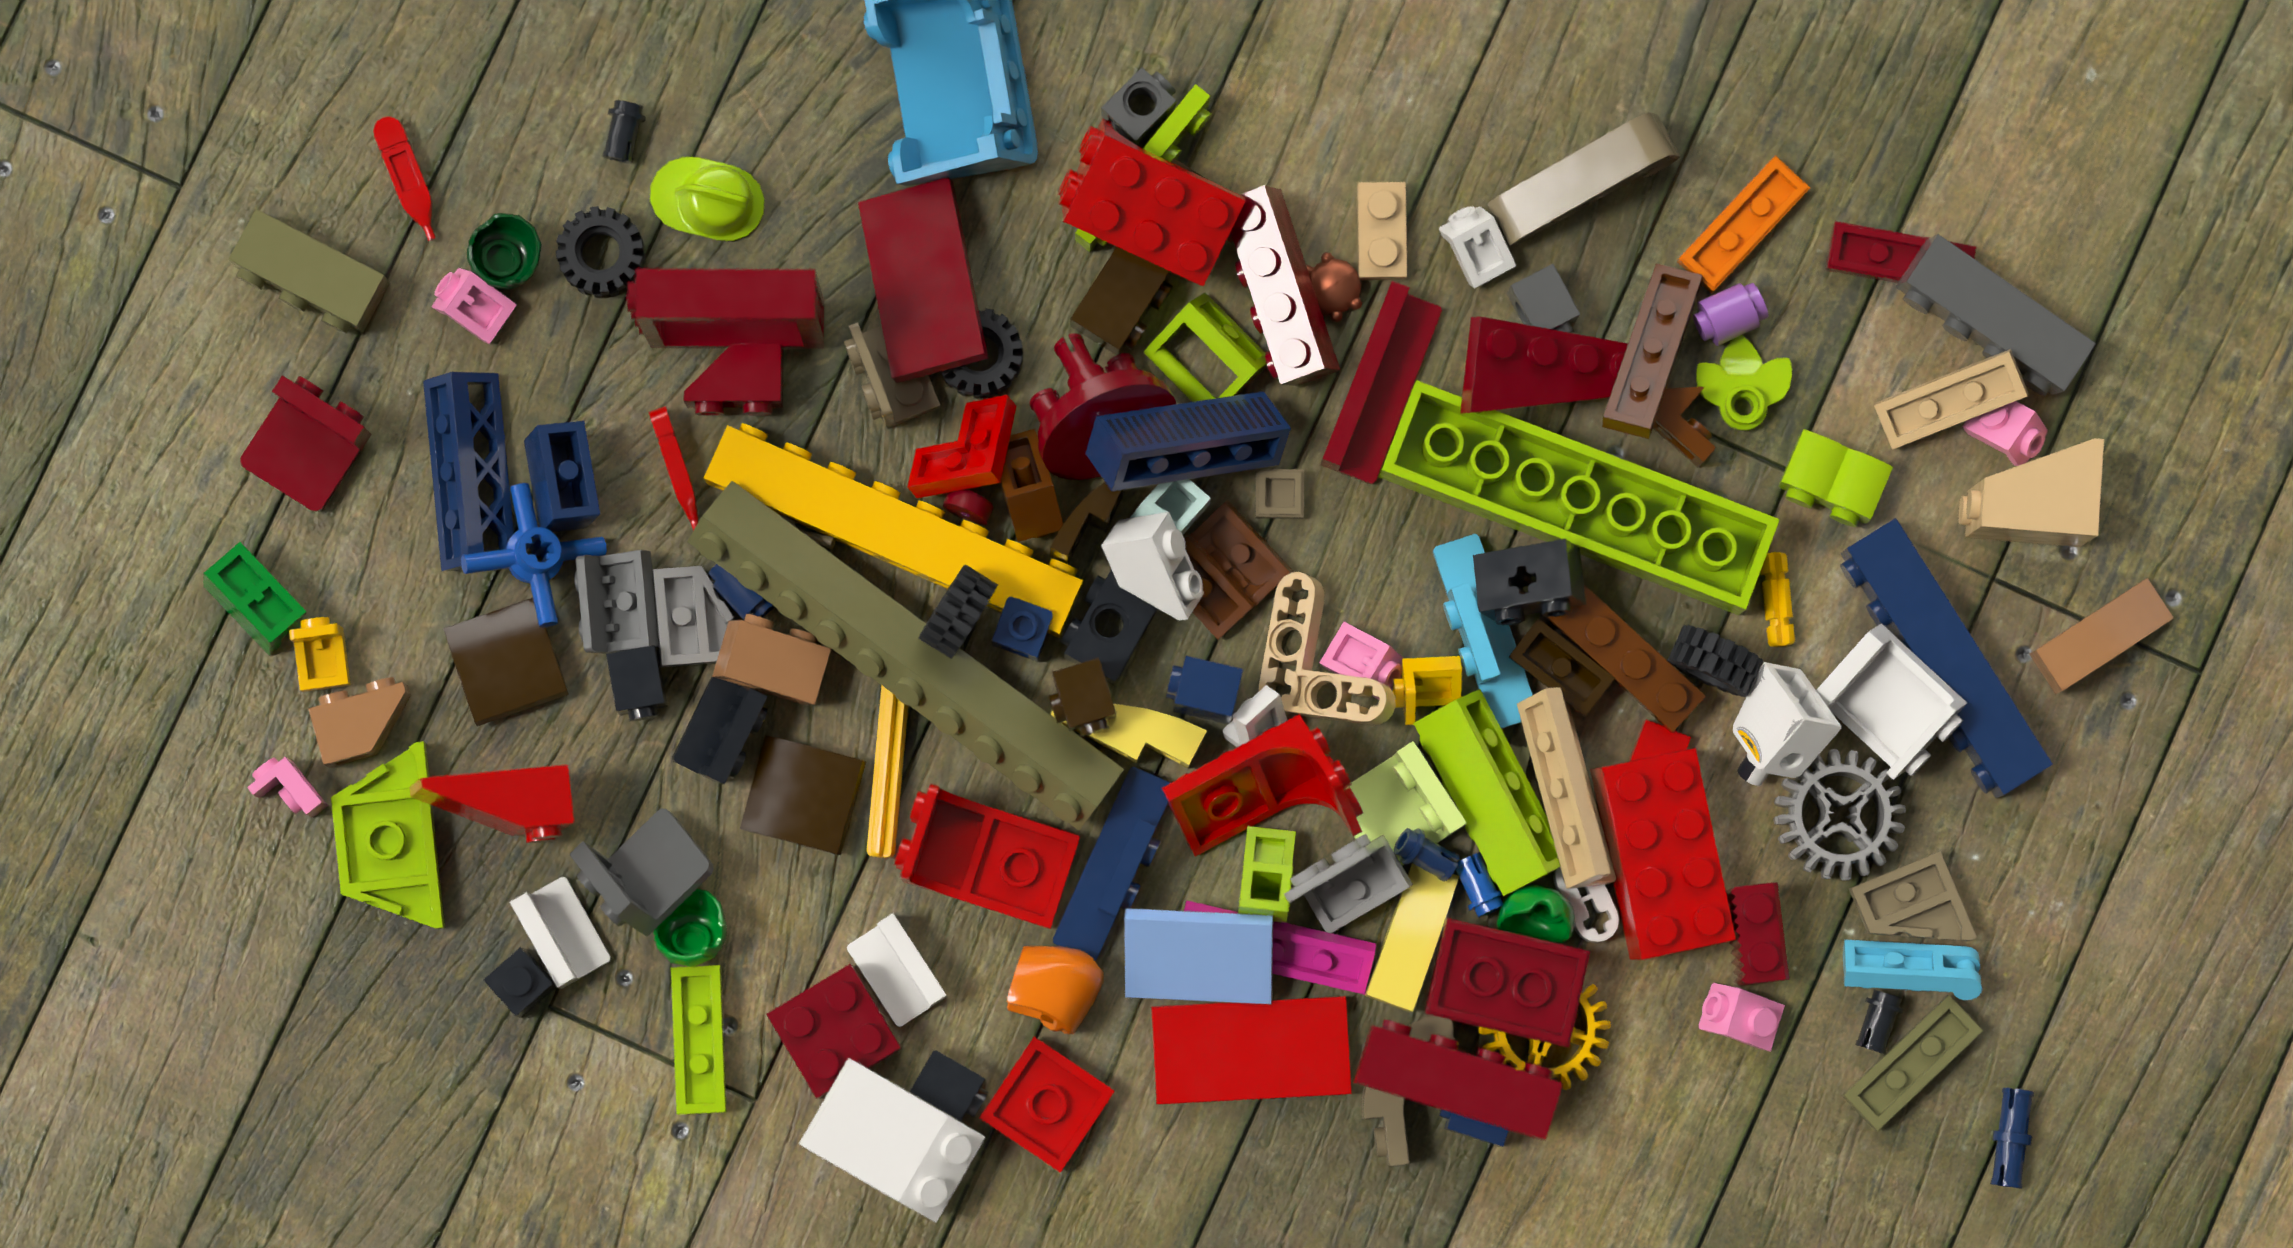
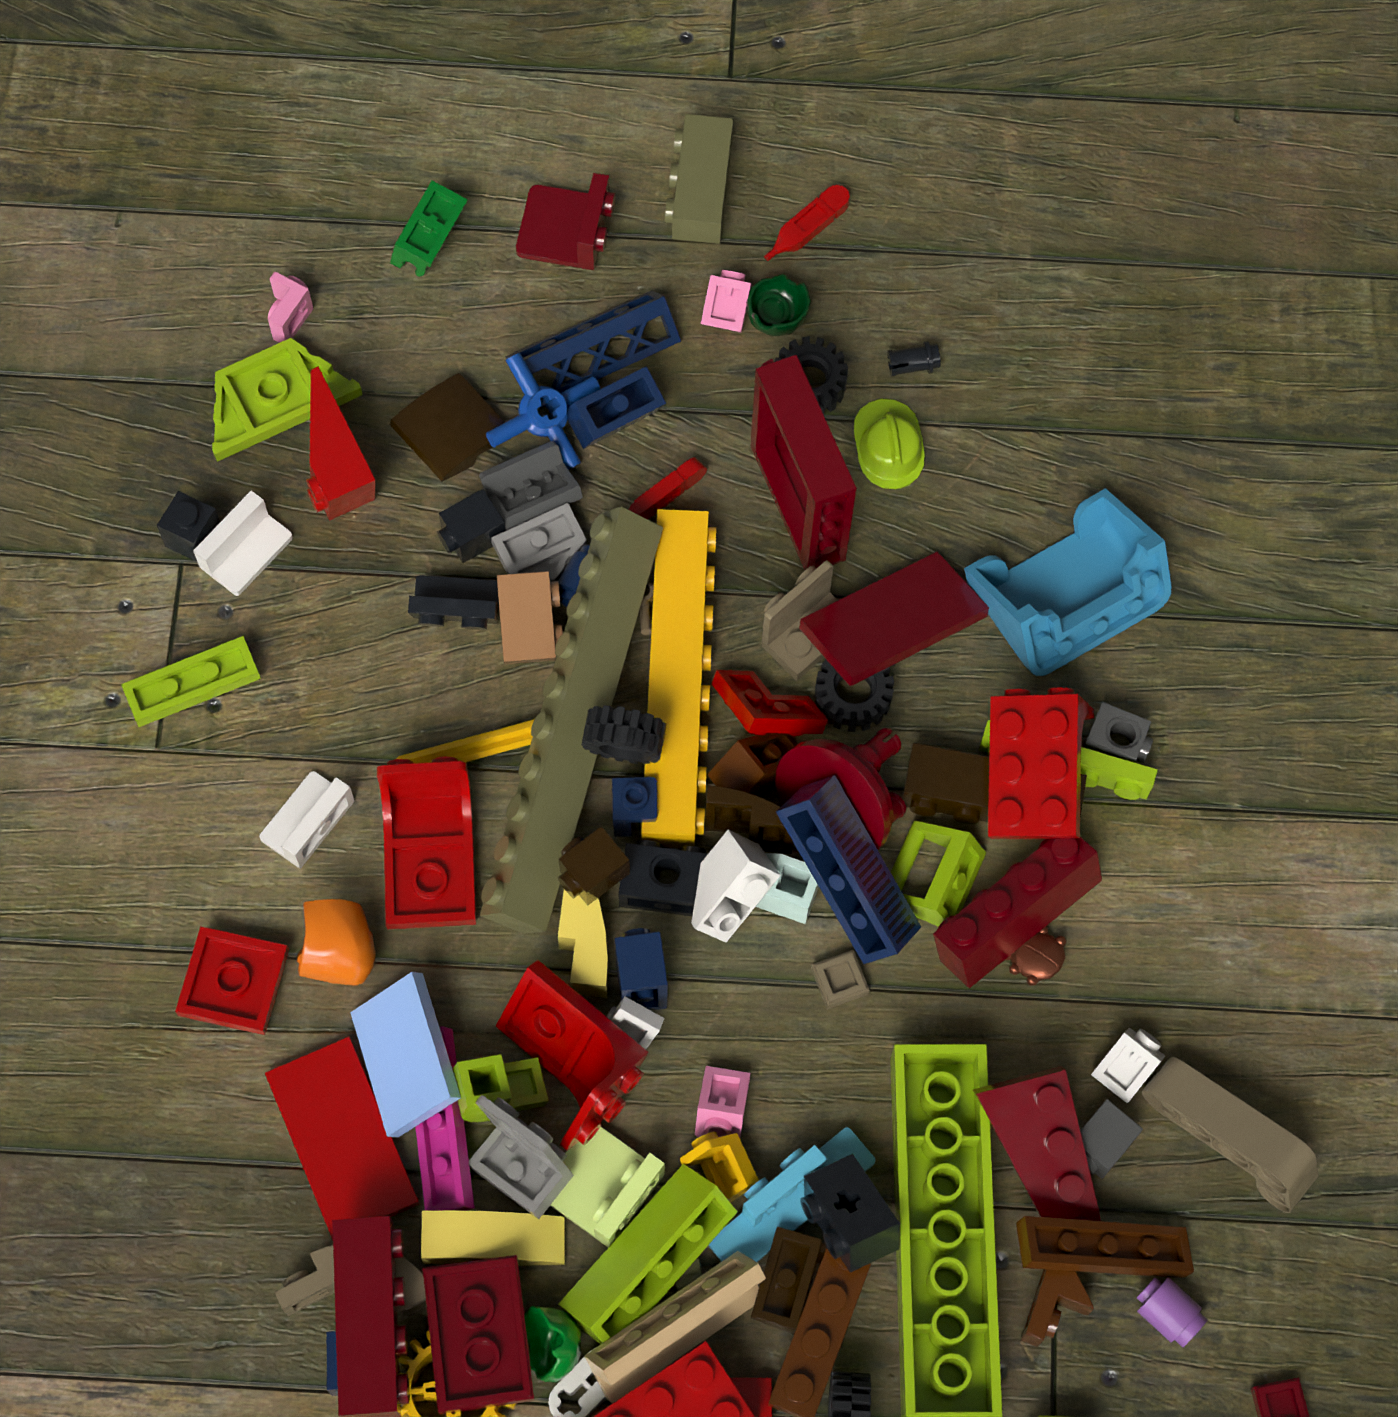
camera: 75 degrees right, 15 degrees down
(320, 655) = (403, 291): yellow bracket -> none
(358, 724) = (357, 339): medium nougat slope -> none
(646, 874) = (307, 588): dark grey bracket -> none
(693, 930) = (281, 638): green hair -> none
(740, 377) = (753, 515): dark red slope -> none
(803, 795) = (426, 688): dark brown slope -> none
(830, 1025) = (234, 782): dark red brick -> none
(892, 1140) = (152, 856): white slope -> none
(950, 1086) = (219, 892): black brick -> none
(969, 506) = (722, 727): dark red tile -> none
(1113, 863) = (458, 958): dark blue bracket -> none
(1234, 568) = (757, 961): reddish brown slope -> none
(1303, 680) = (685, 1056): tan beam -> none
(1381, 230) = (1105, 979): tan plate -> none
(1381, 385) = (1007, 1023): dark red panel -> none
(1426, 854) = (570, 1220): dark blue pin -> none
(1479, 886) = (560, 1282): blue pin -> none
(1743, 224) = (1257, 1295): orange tile -> none
(1746, 378) = (1120, 1350): lime plate -> none

